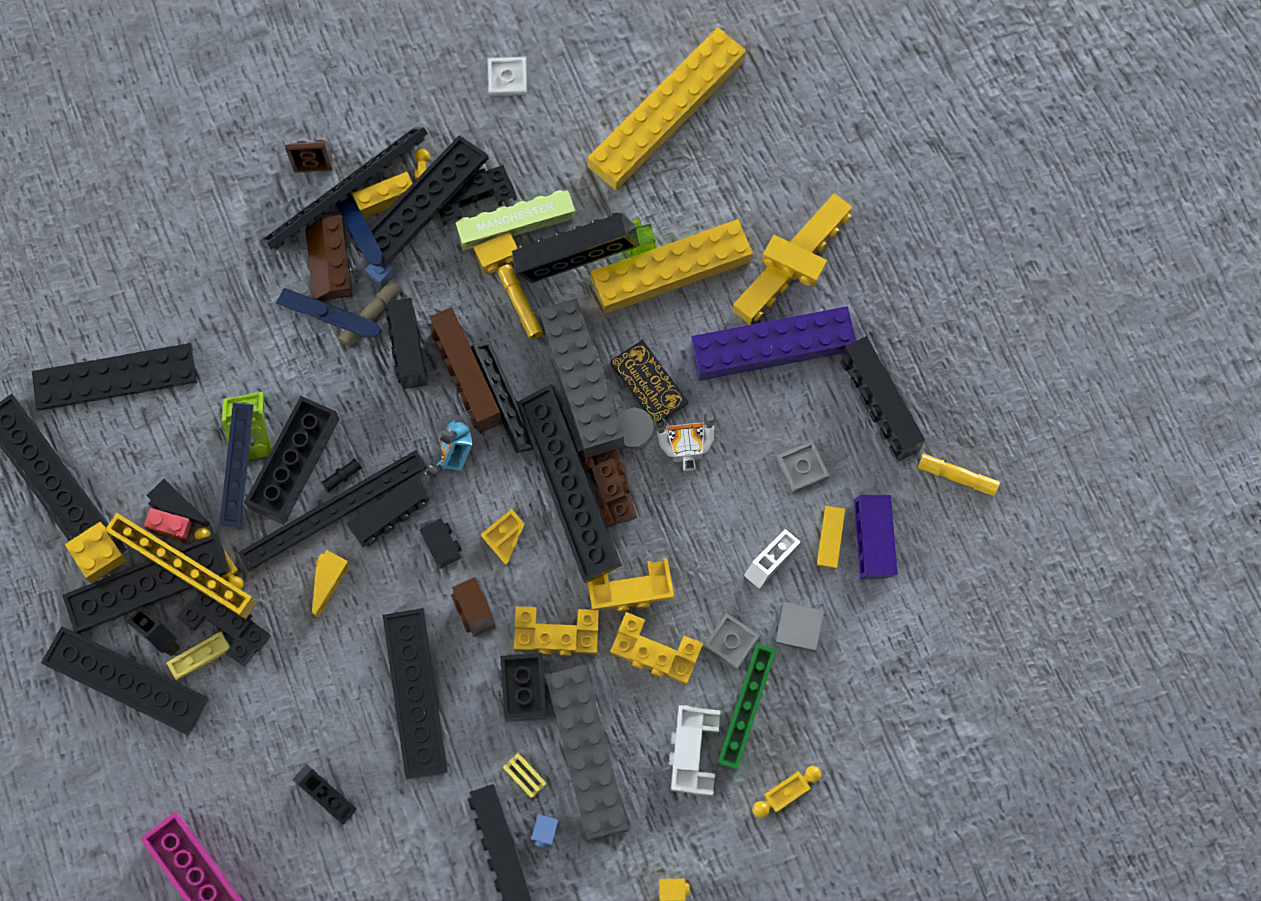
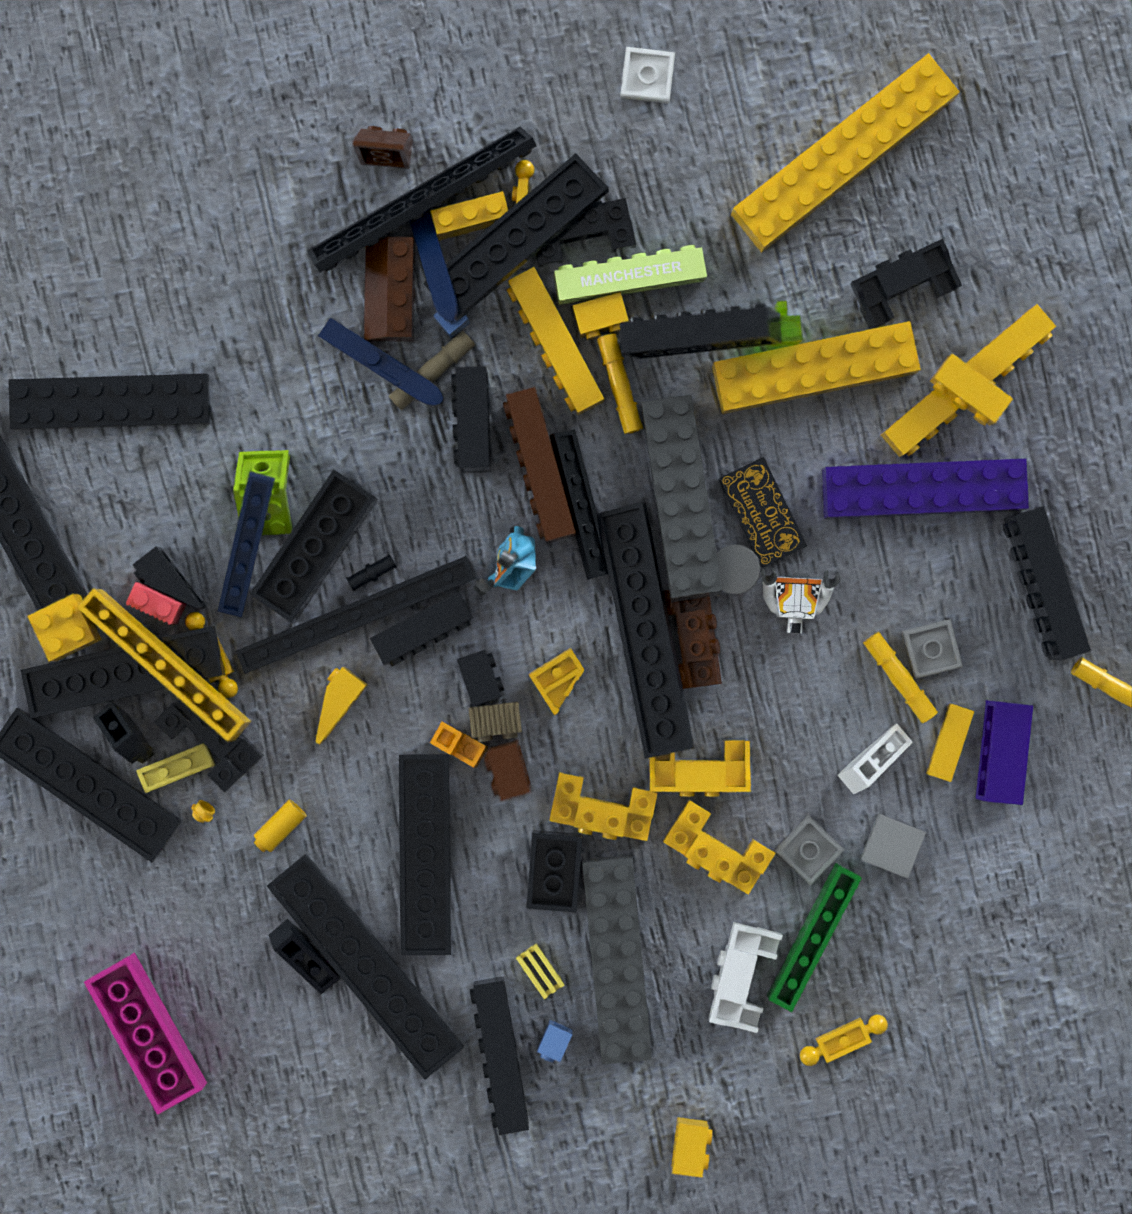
camera: 10 degrees right, 15 degrees up
(225, 687) = (203, 811): none -> yellow plate
(290, 688) = (279, 826): none -> yellow brick
(377, 794) = (365, 966): none -> black plate
(430, 600) = (458, 744): none -> light orange slope
(456, 573) = (495, 720): none -> dark tan brick
(464, 277) = (555, 340): none -> yellow brick
(728, 188) = (907, 272): none -> black bracket
(780, 491) = (900, 677): none -> yellow piece

